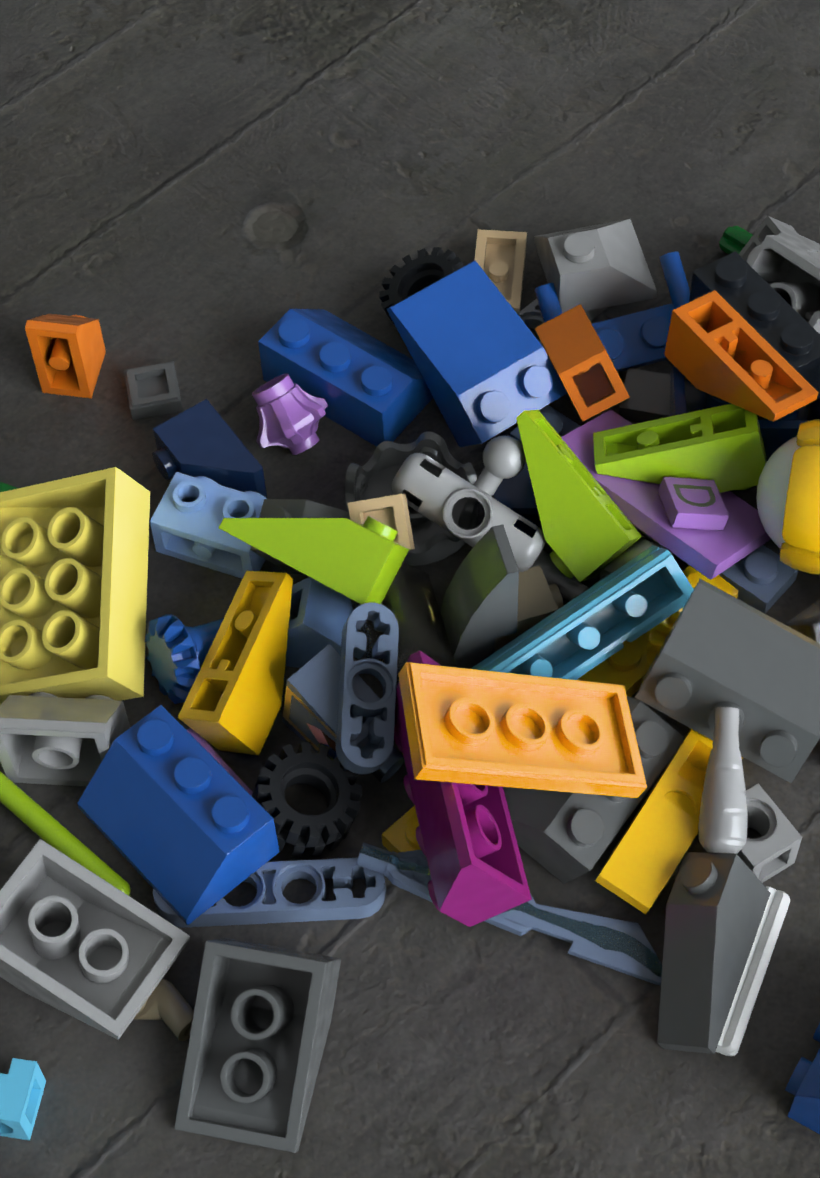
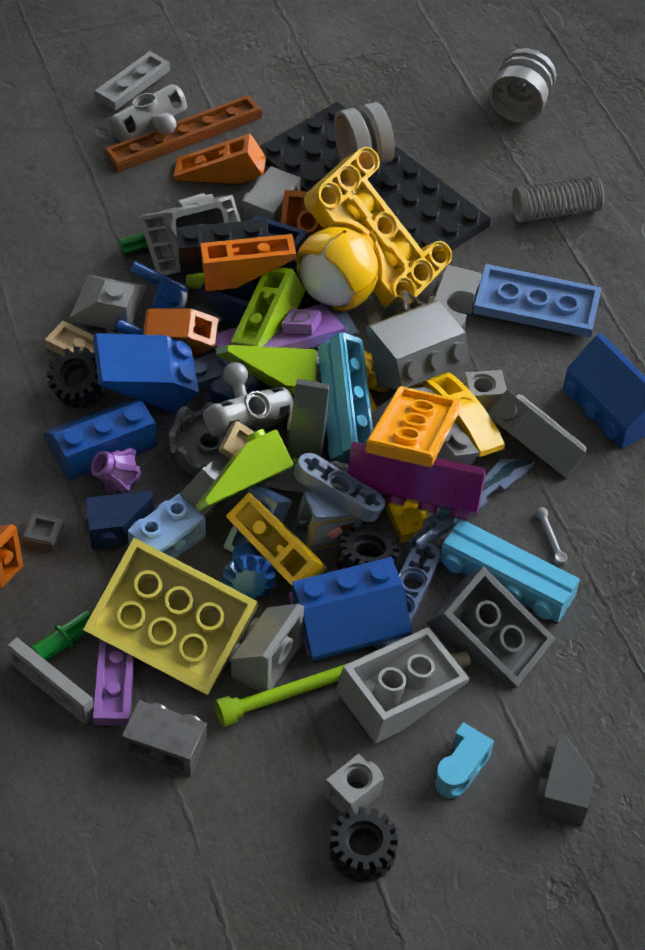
camera: 70 degrees left, 5 degrees down
(388, 1025) = (525, 576): none -> medium azure brick
(477, 1099) = (560, 557): none -> light grey hinge
(723, 799) = (475, 381): light grey piece -> none

